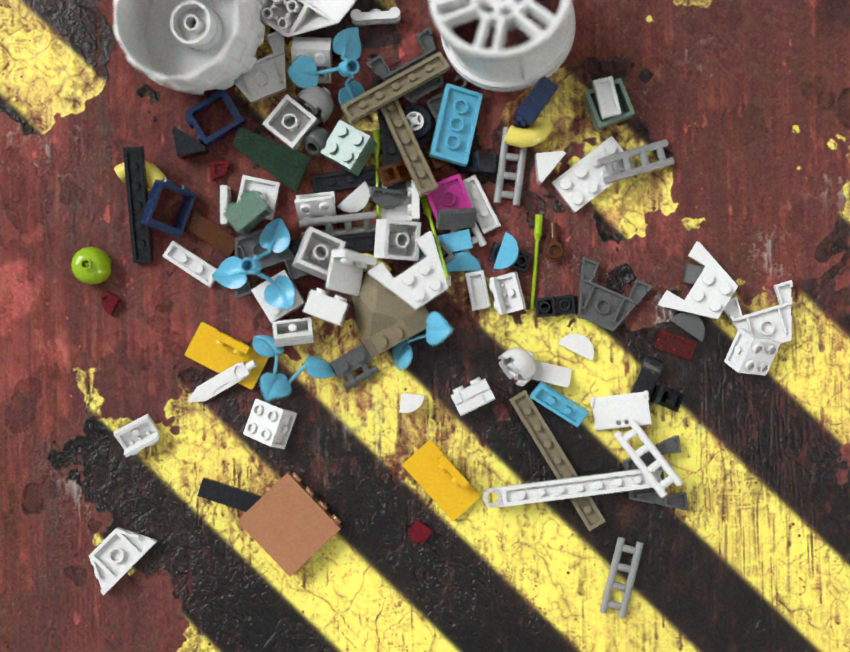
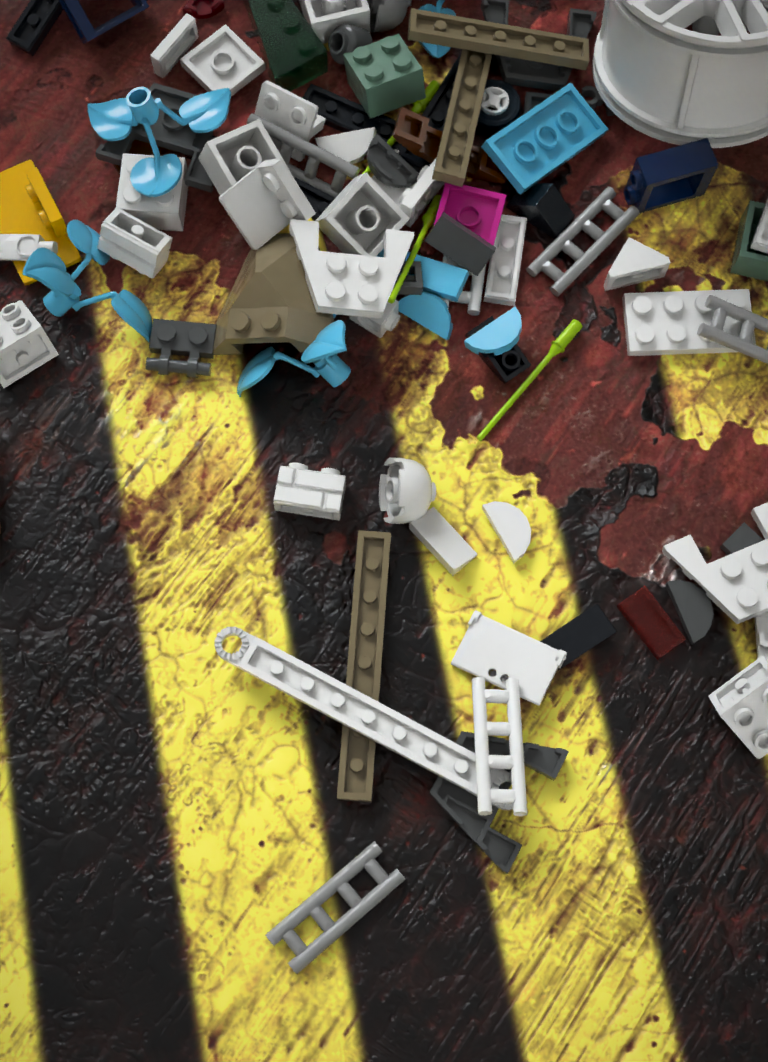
camera: 30 degrees right, 15 degrees down
(190, 263) = (74, 84): white tile -> none
(211, 233) = (127, 59): reddish brown tile -> none
(247, 211) = (194, 56): sand green brick -> none
(326, 307) = (203, 240): white brick -> none
(410, 402) = (219, 441): white brick -> none
(419, 532) = (94, 627): dark red tile -> none
(441, 480) = (181, 578): yellow bracket -> none
(477, 290) = (422, 364): white tile -> none
(507, 293) = (459, 390): white bracket -> none
(529, 136) = (635, 212): light yellow cylinder -> none
(554, 250) = (566, 380): reddish brown plate -> none
(555, 306) = (514, 455): black slope -> none
(559, 404) = (424, 585): medium azure tile -> none
(603, 305) = (584, 497): dark grey wing -> none
(666, 397) = (588, 686): black slope -> none

